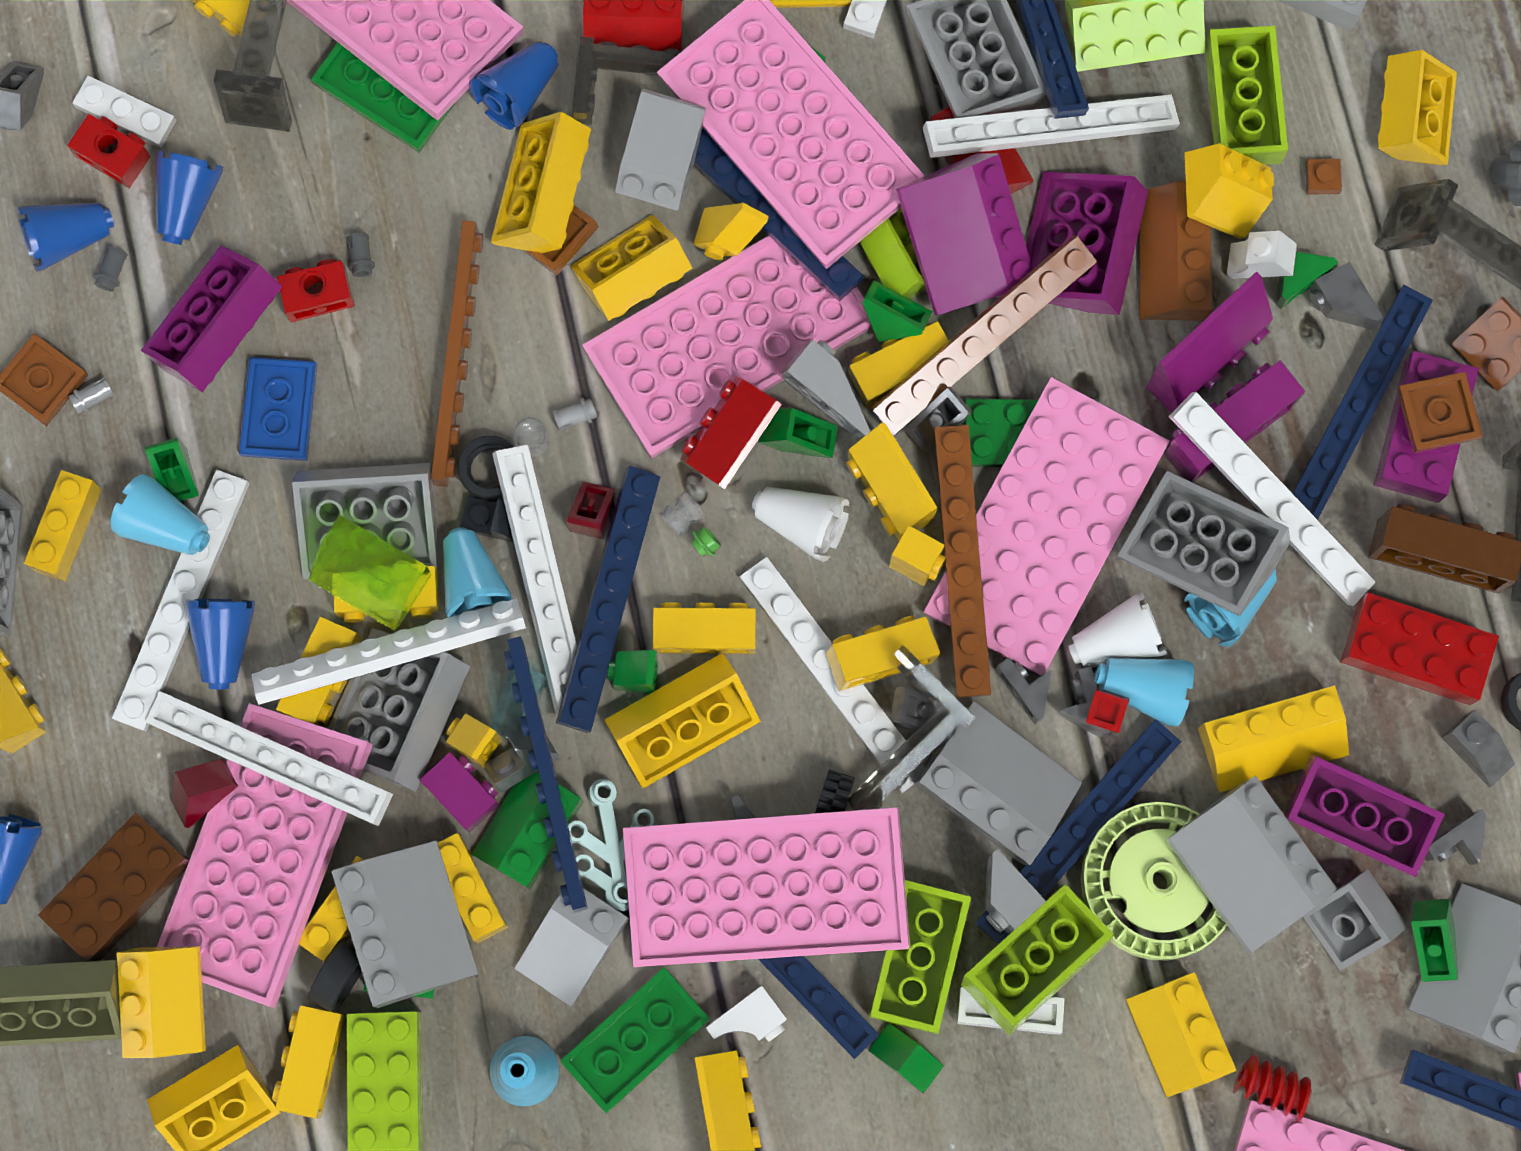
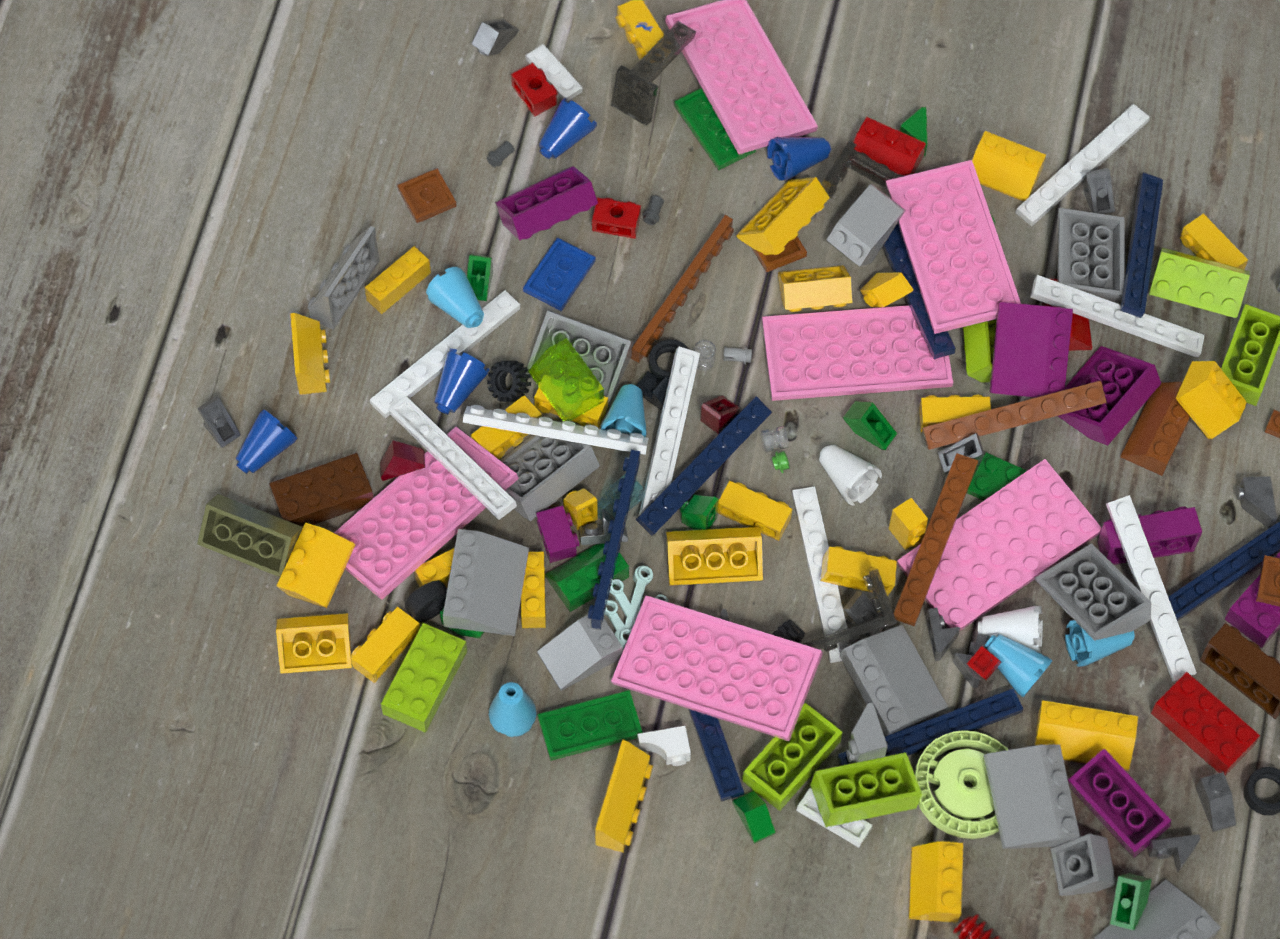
camera: 25 degrees right, 15 degrees down
(62, 230) = (483, 119): blue cone -> none
(90, 395) = (452, 217): light grey pin -> none
(299, 594) = (498, 381): none -> black tyre
(729, 431) = (827, 399): red slope -> none
(824, 383) = (898, 395): light grey slope -> none
(890, 482) = (914, 472): yellow slope -> none
(894, 314) = (963, 380): green slope -> none
(1213, 345) = (1160, 480): magenta slope -> none
(1265, 252) = (1216, 448): white arch -> none
(1306, 270) = (1234, 471): green slope -> none

